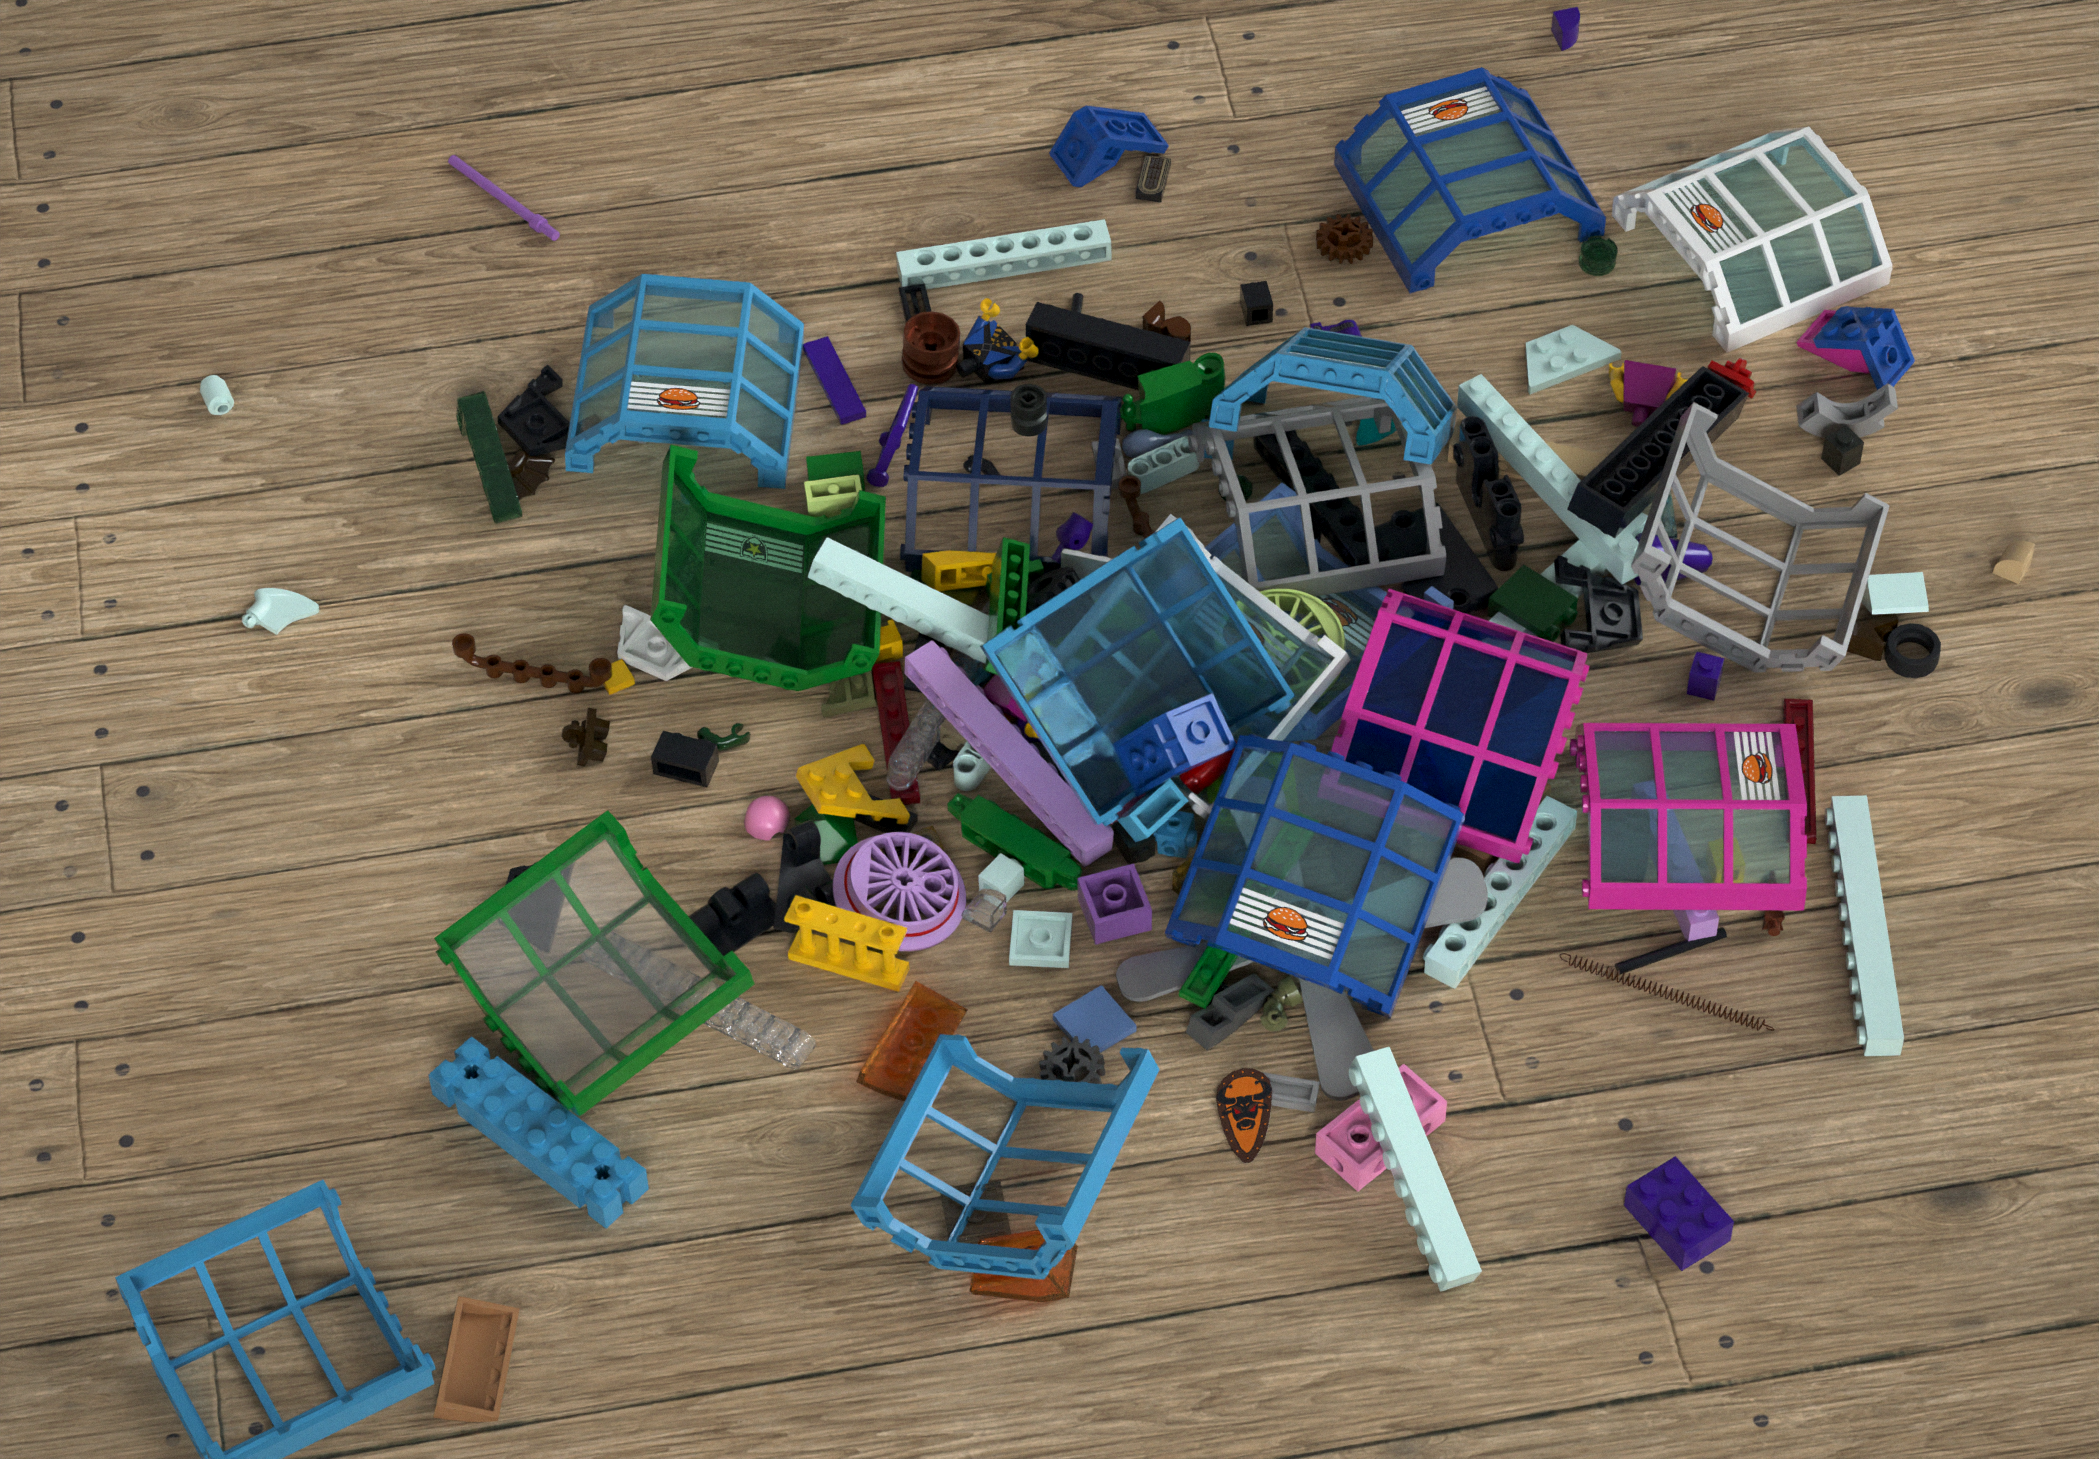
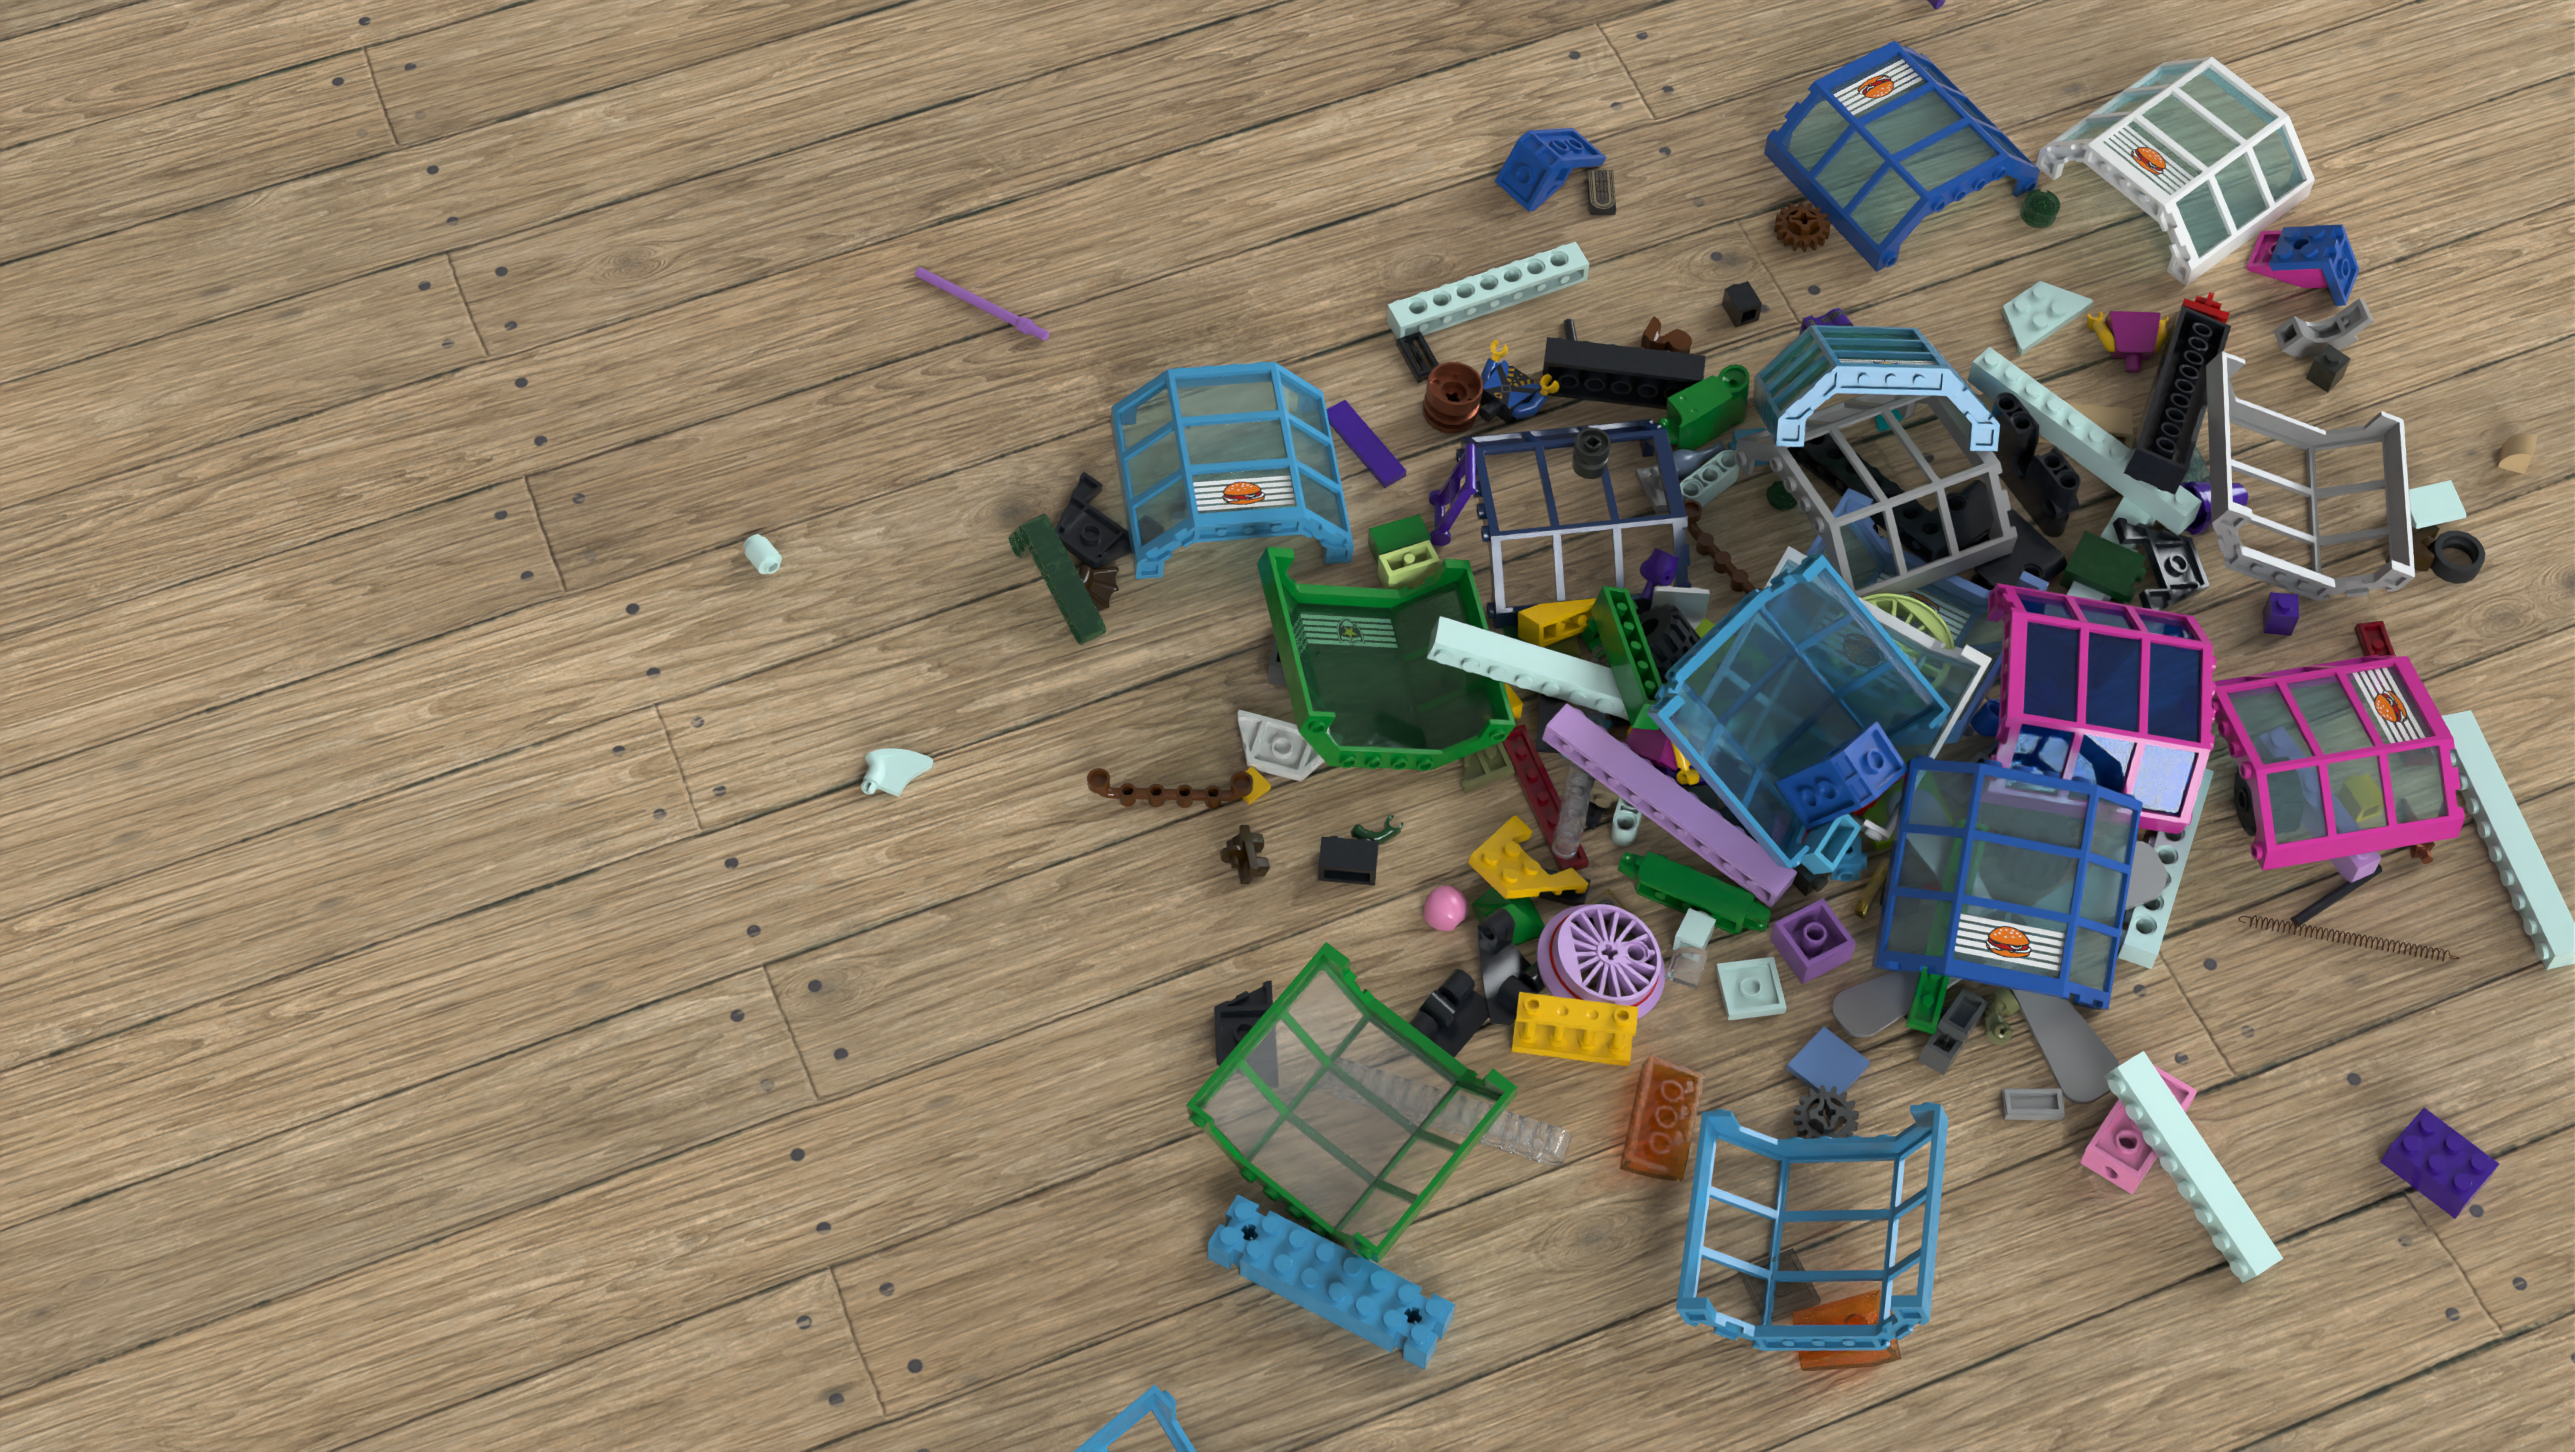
camera: 15 degrees left, 5 degrees up
(987, 467) = (1539, 509): black arm -> none
(1245, 1111) = (2000, 1131): sticker -> none

